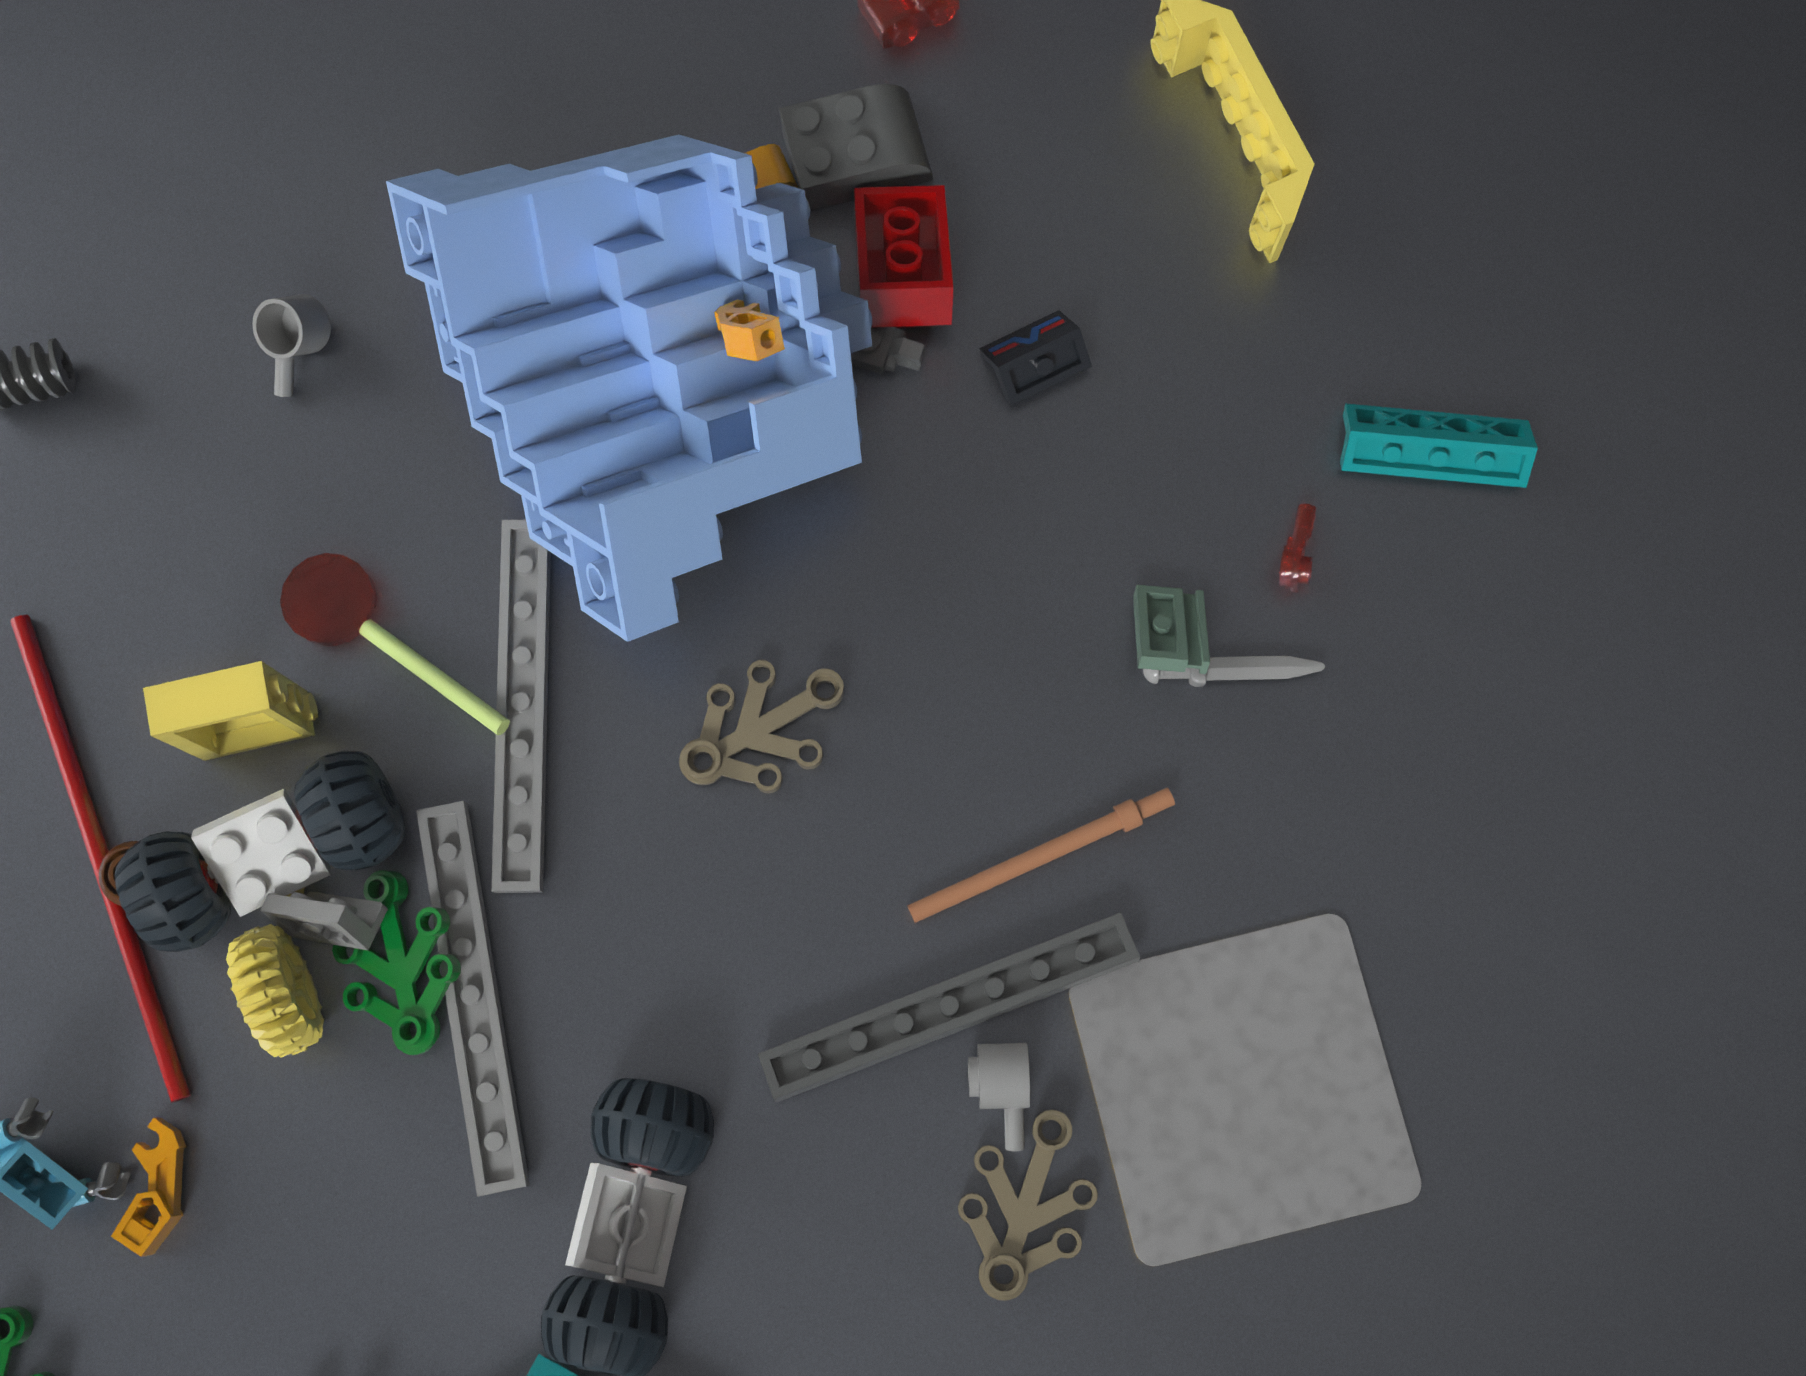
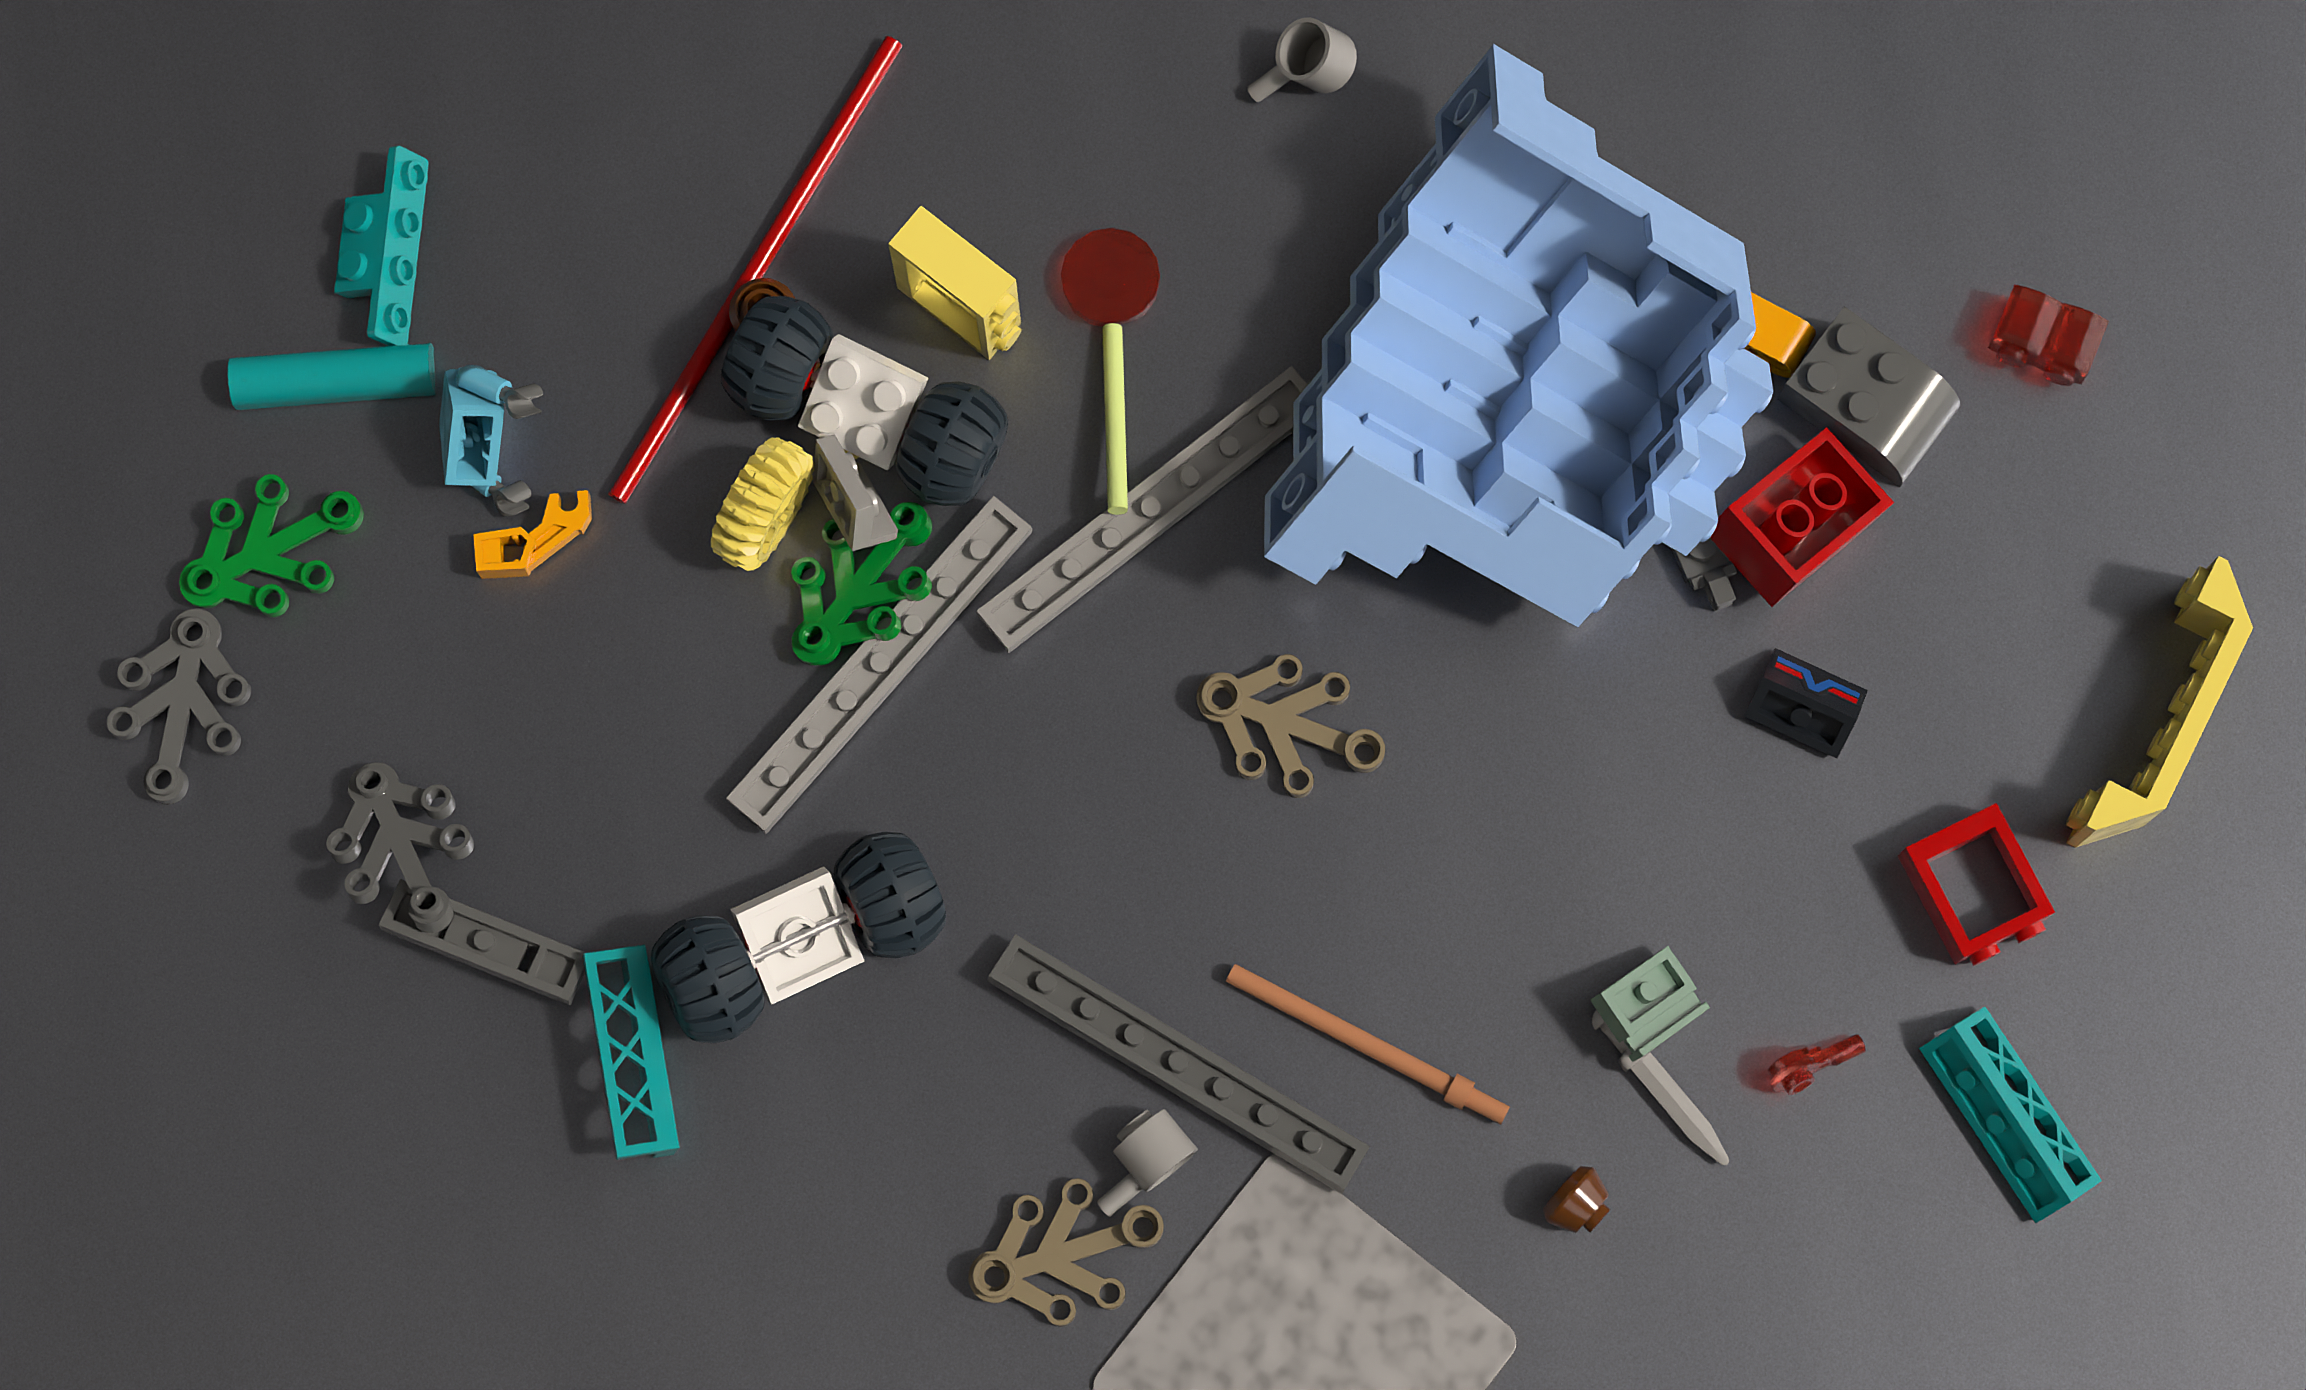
camera: 50 degrees right, 0 degrees up
(748, 331) = (1609, 442): light orange piece -> none
(1254, 378) = (1916, 862): none -> red window
(1275, 792) = (1578, 1202): none -> reddish brown cone

